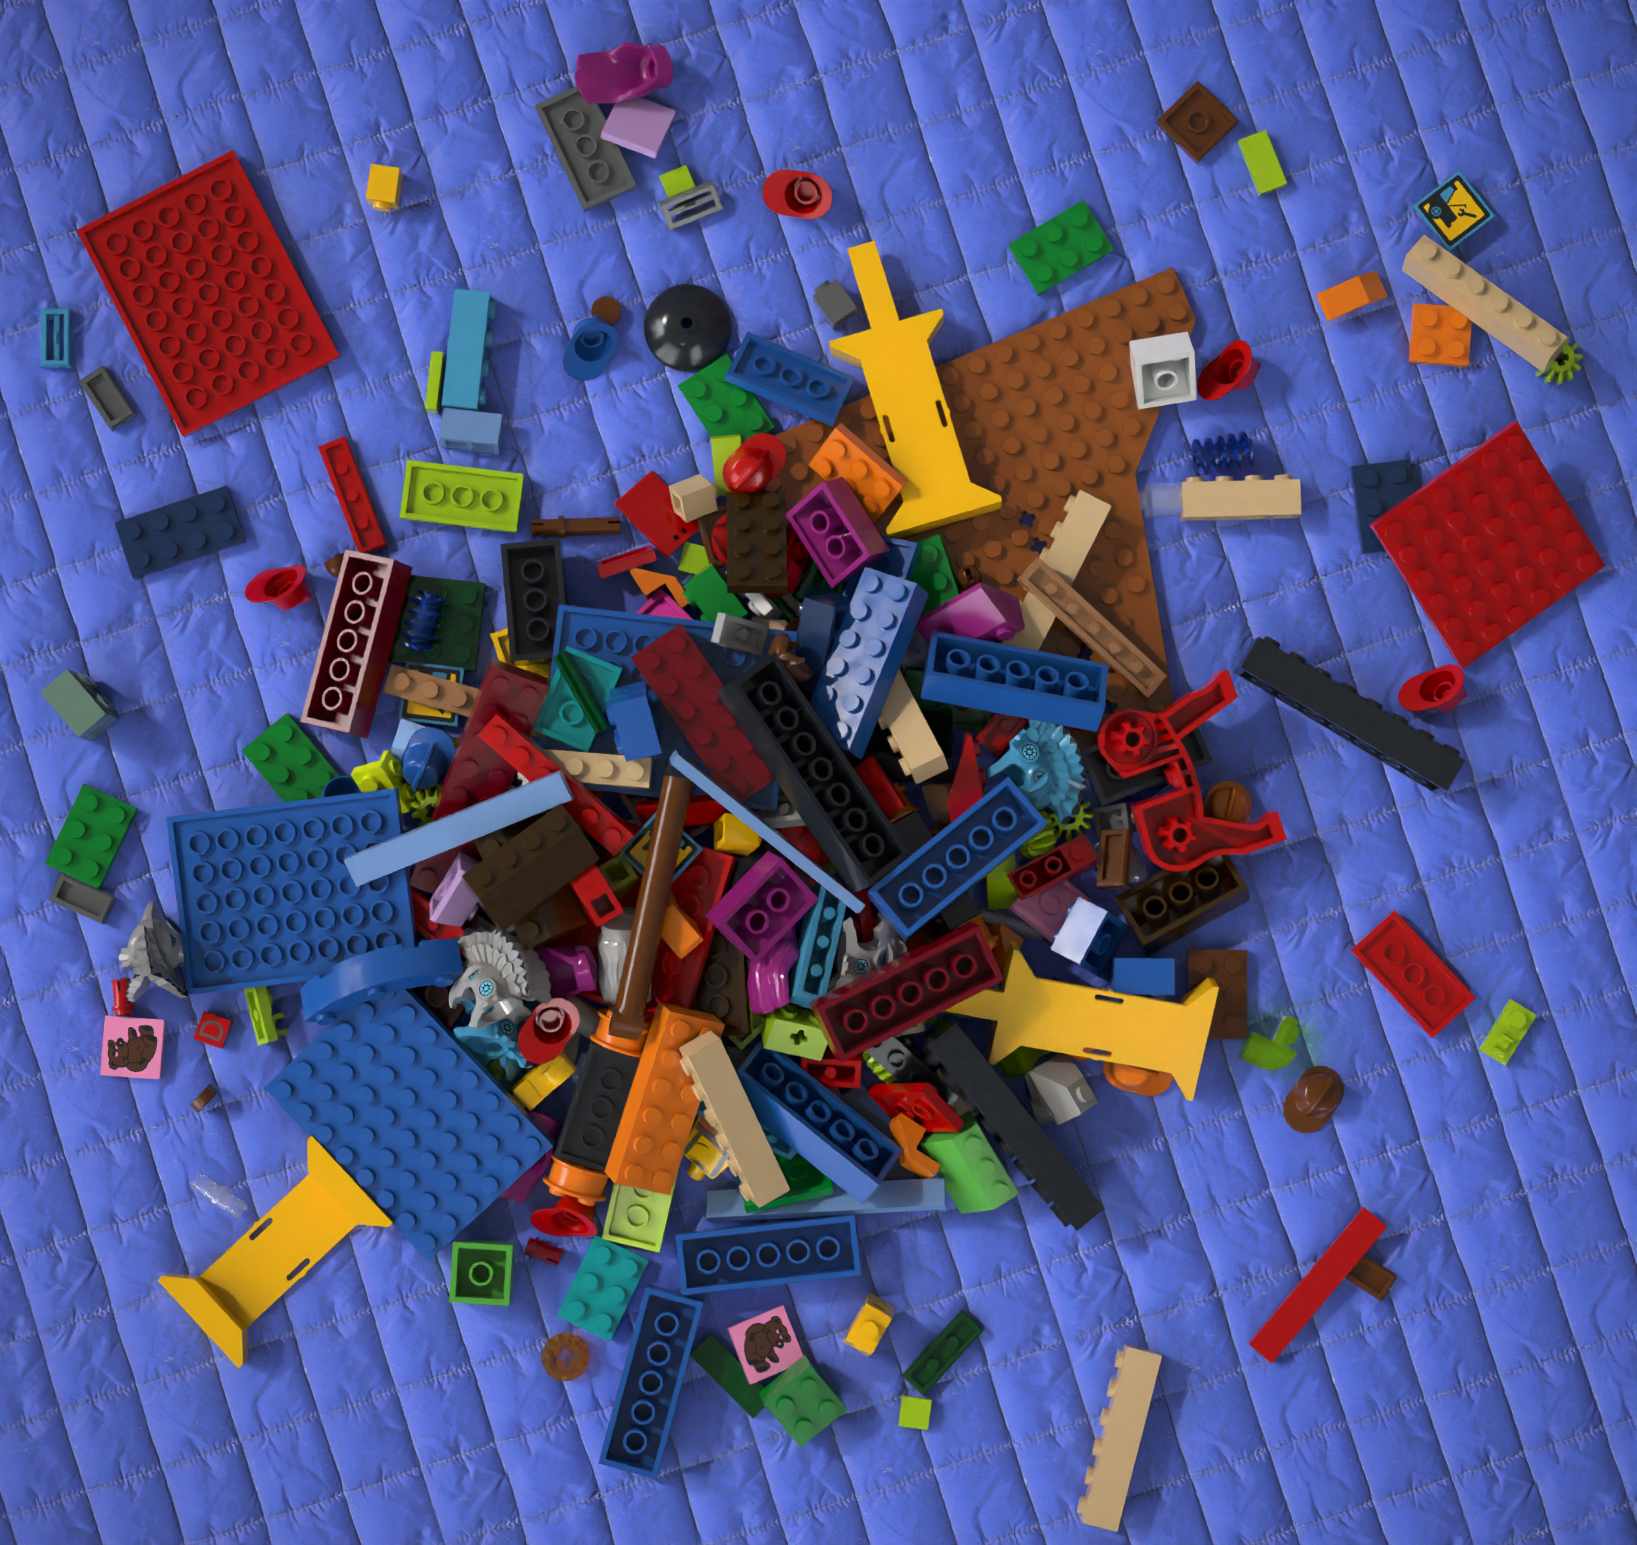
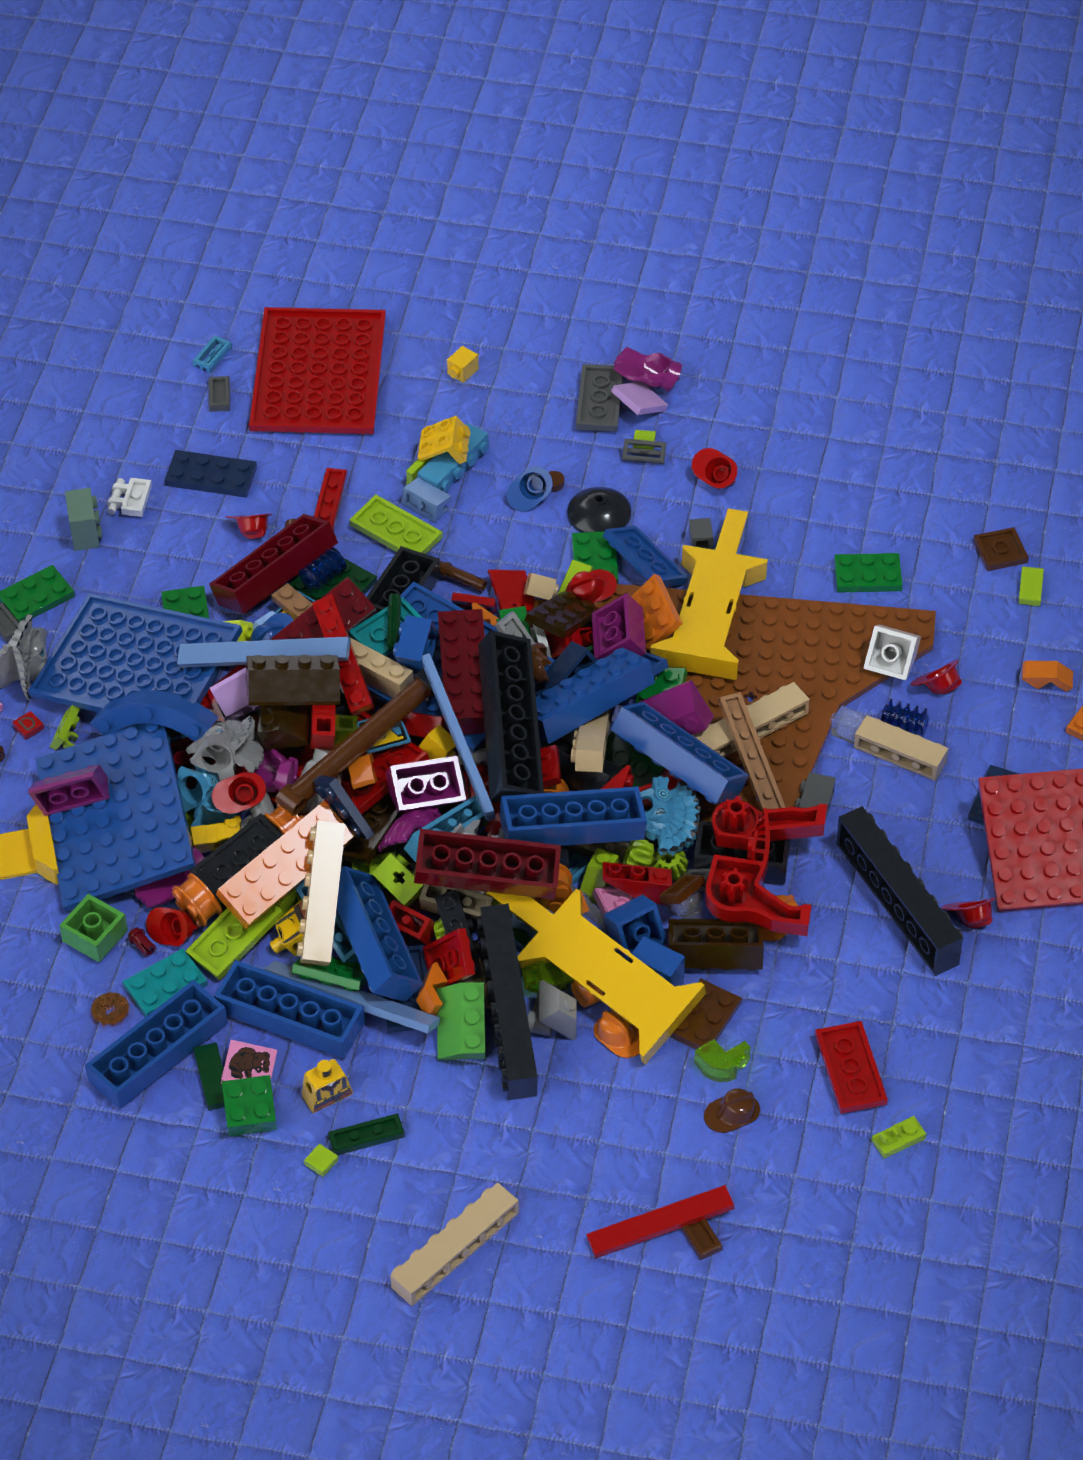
camera: 30 degrees right, 35 degrees down
(114, 623) = (135, 497): none -> white plate
(343, 1125) = (70, 790): none -> magenta slope
(448, 342) = (445, 436): none -> yellow bracket
(693, 1003) = (342, 805): none -> dark blue plate
(1182, 629) = (816, 791): none -> dark grey brick

